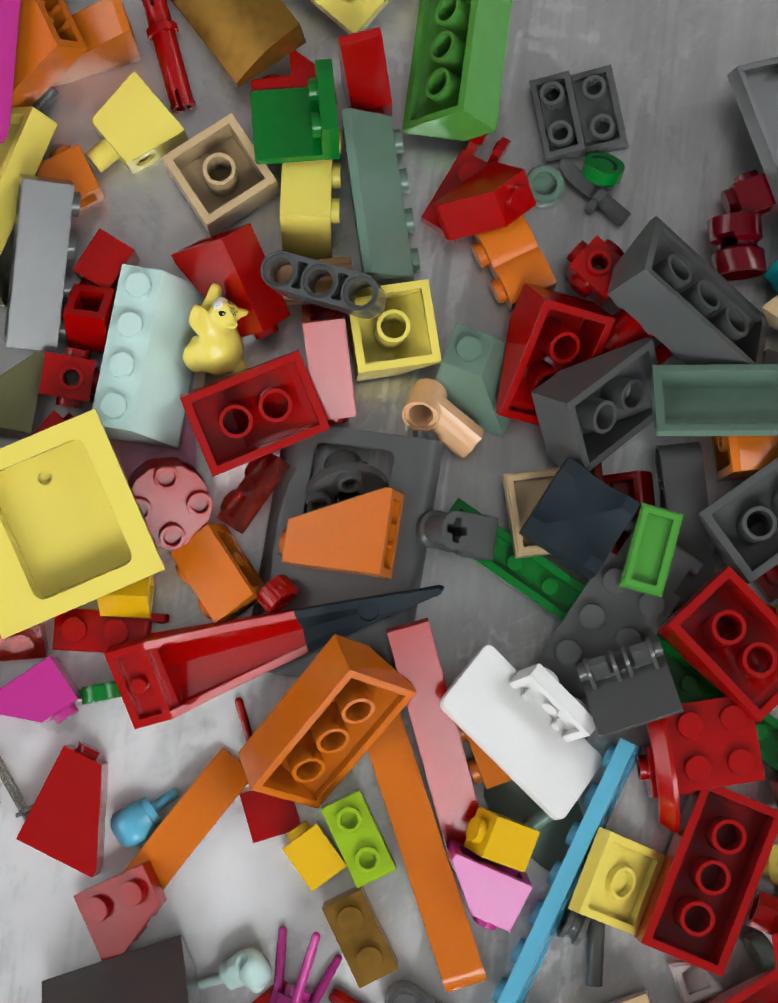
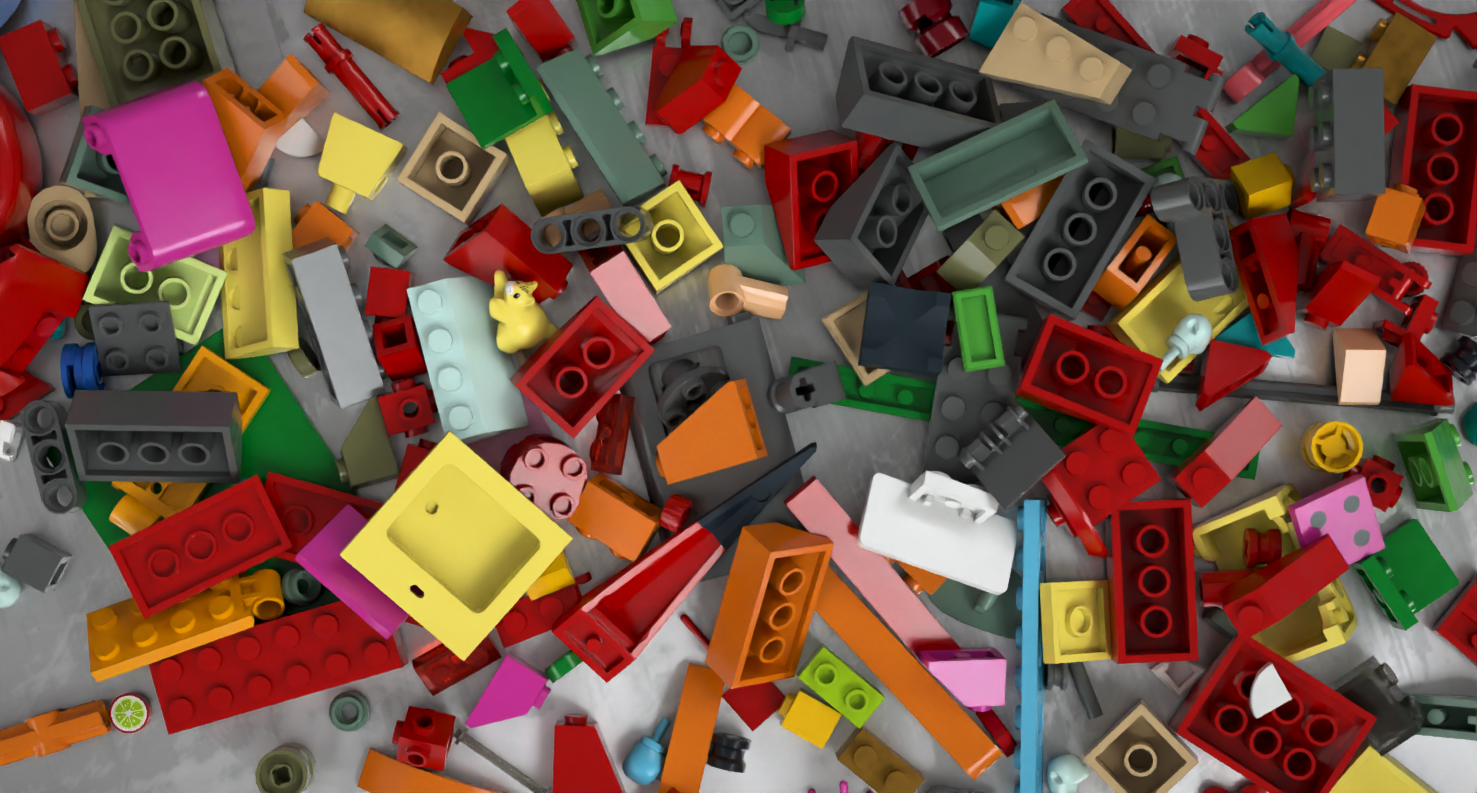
camera: 25 degrees left, 5 degrees up
(91, 87) = (301, 141): none -> white tile
(127, 221) = (390, 247): none -> sand green plate
(220, 852) = (728, 752): none -> black wheel
(442, 294) = (695, 184): none -> red bush
(491, 955) = (997, 731): none -> red tile
(501, 839) = (961, 631): yellow brick -> none
(581, 274) = (813, 114): red brick -> none
(687, 478) = (980, 253): none -> olive slope

